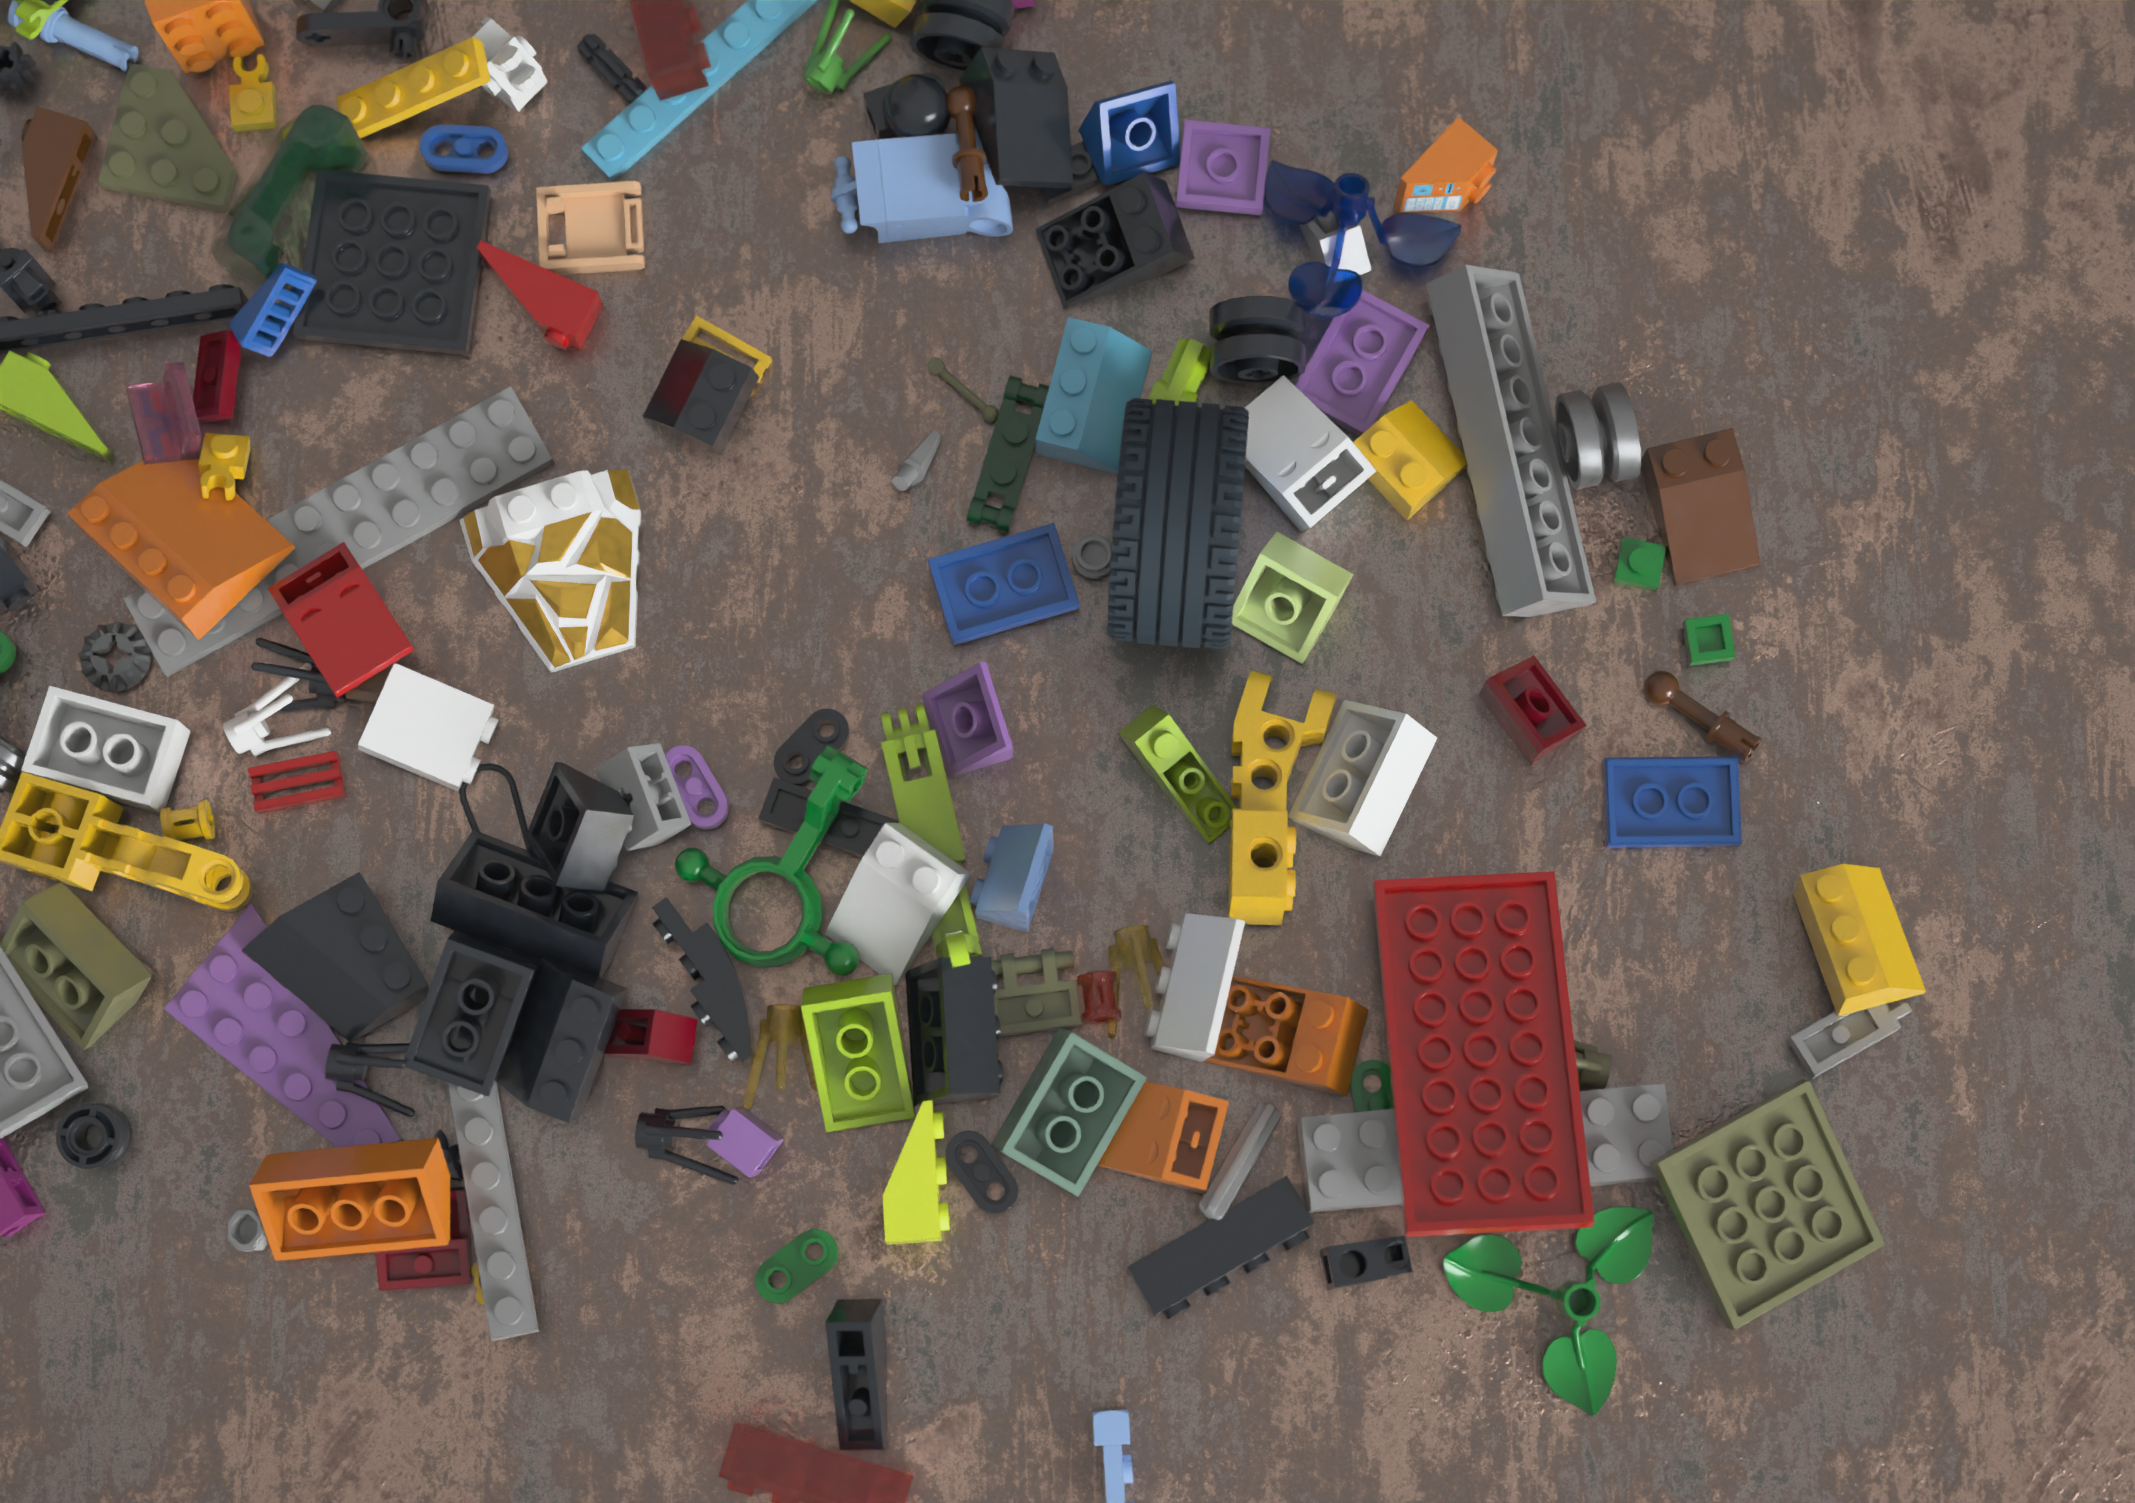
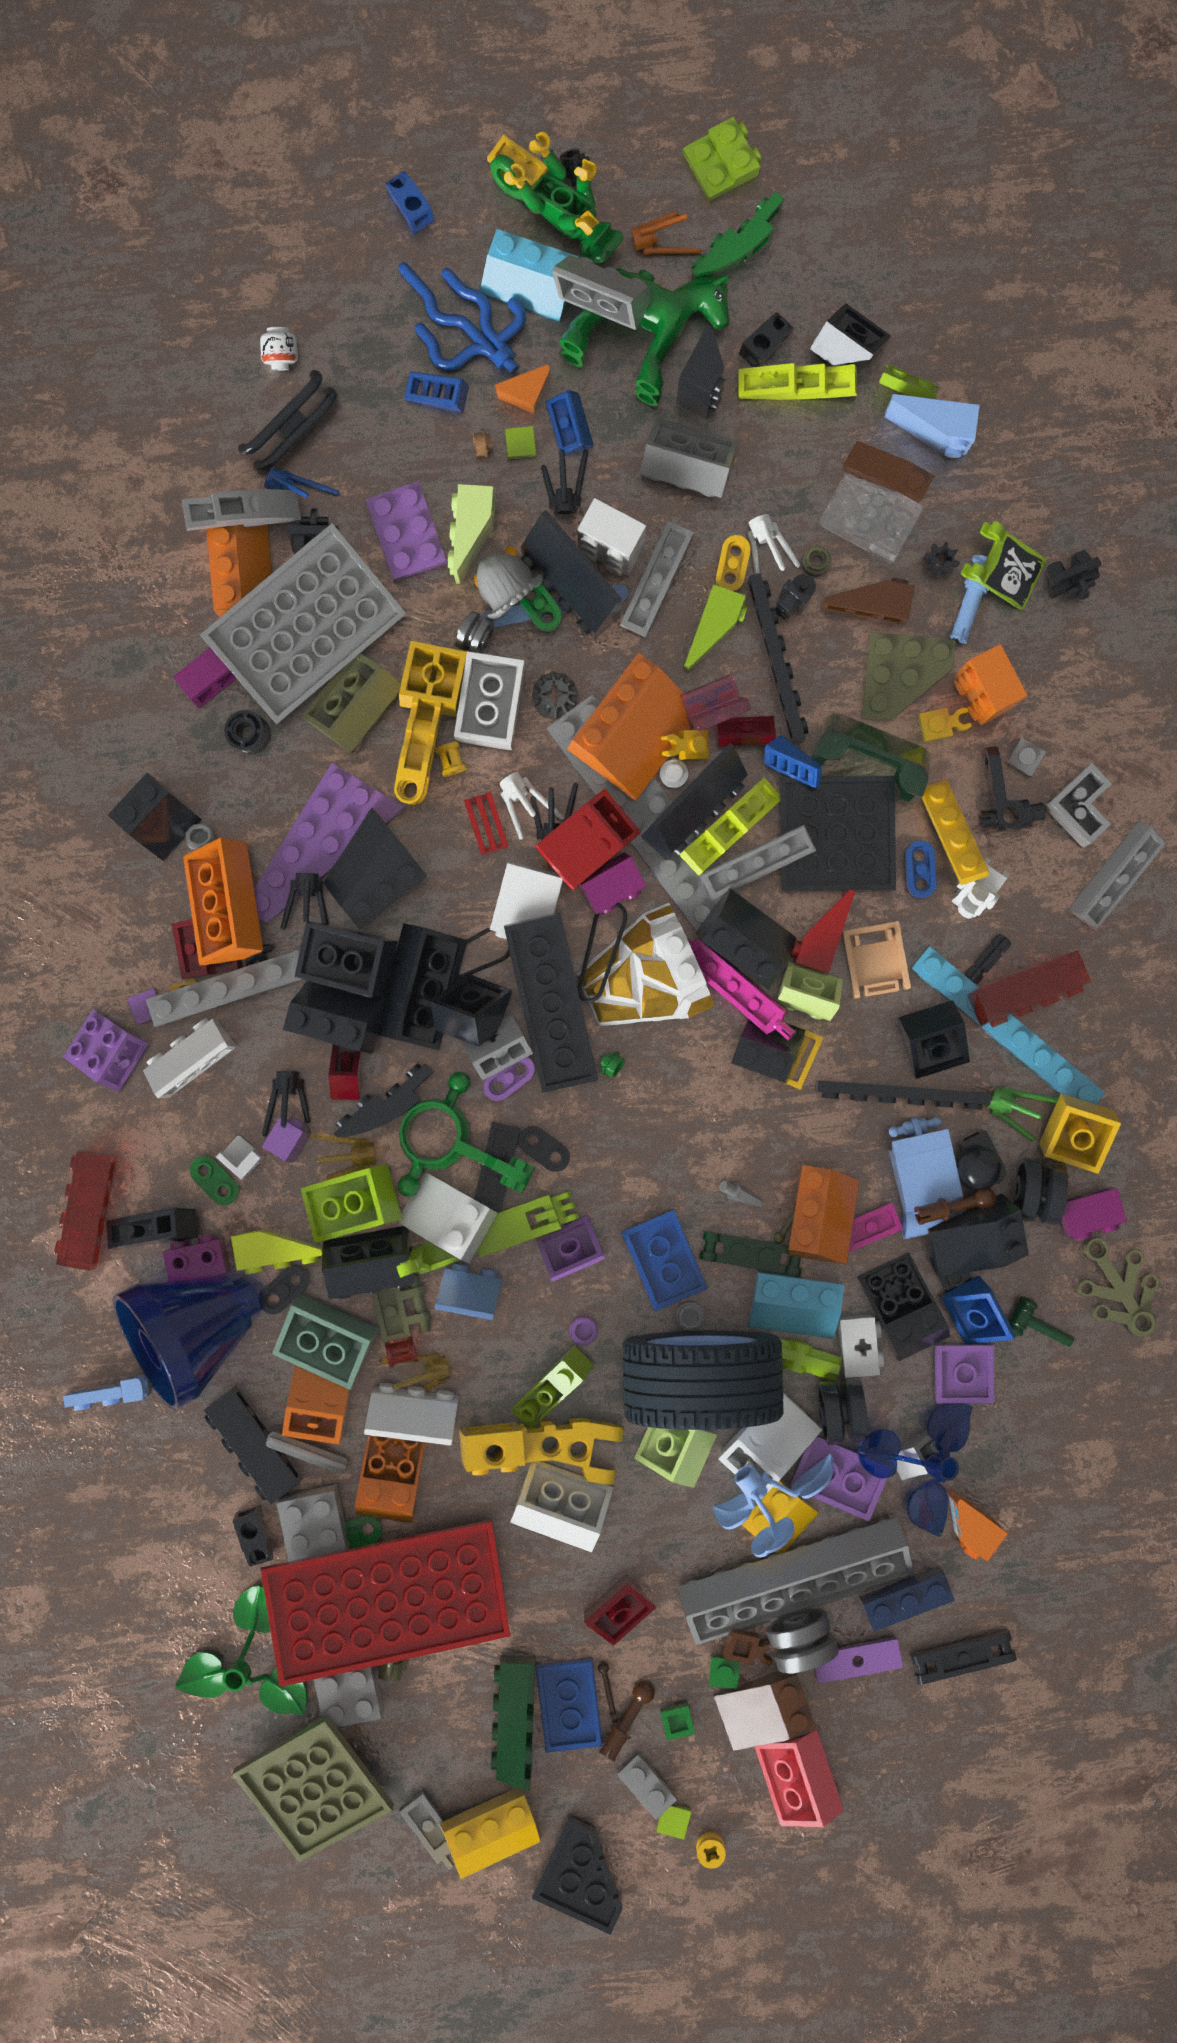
camera: 85 degrees right, 10 degrees up
(201, 1292) = (154, 816): none -> black slope
(264, 491) = (673, 773): none -> white plate
(311, 454) = (696, 803): none -> black slope
(357, 413) = (731, 826): none -> neon yellow slope
(416, 597) = (612, 883): none -> magenta brick
(417, 378) = (758, 862): none -> light grey tile
(505, 1353) = (139, 1006): none -> medium lavender tile
(529, 405) = (747, 938): none -> black slope
(565, 1419) = (105, 1051): none -> medium lavender bracket
(584, 705) = (551, 1002): none -> black plate
(589, 644) = (590, 1000): none -> black piece
(594, 1281) = (188, 1058): none -> white slope
(608, 420) = (740, 990): none -> dark pink plate
(624, 323) = (809, 992): none -> yellowish green slope
(694, 630) = (612, 1064): none -> green plate
(719, 154) = (934, 1039): none -> black slope
(764, 1219) = (240, 1157): none -> white panel
(791, 227) = (914, 1096): none -> black plate
(918, 1306) = (196, 1260): none -> magenta brick
(960, 340) = (823, 1215): none -> orange slope
(993, 291) = (874, 1226): none -> dark pink plate
(1025, 1333) = (184, 1330): none -> clear blue cone
(1098, 718) = (583, 1330): none -> medium lavender tile
(1145, 74) = (1023, 1317): none -> dark green piece
(1187, 304) = (853, 1361): none -> white brick
(1353, 471) = (737, 1510): none -> light blue plant
(1549, 283) = (907, 1598): none -> dark blue brick
(1602, 526) = (745, 1645): none -> reddish brown plate
(1621, 744) = (603, 1668): none -> dark brown hinge
(1635, 342) = (875, 1658): none -> medium lavender tile
(1645, 215) = (963, 1657): none -> black plate
(1686, 883) = (515, 1720): none -> dark green wedge
(1804, 694) = (647, 1786): none -> light grey plate
(1810, 468) = (800, 1781): none -> coral slope
(1859, 663) = (674, 1821): none -> lime tile
(1901, 619) = (709, 1843): none -> yellow wheel
(1938, 812) = (579, 1878): none -> black plate

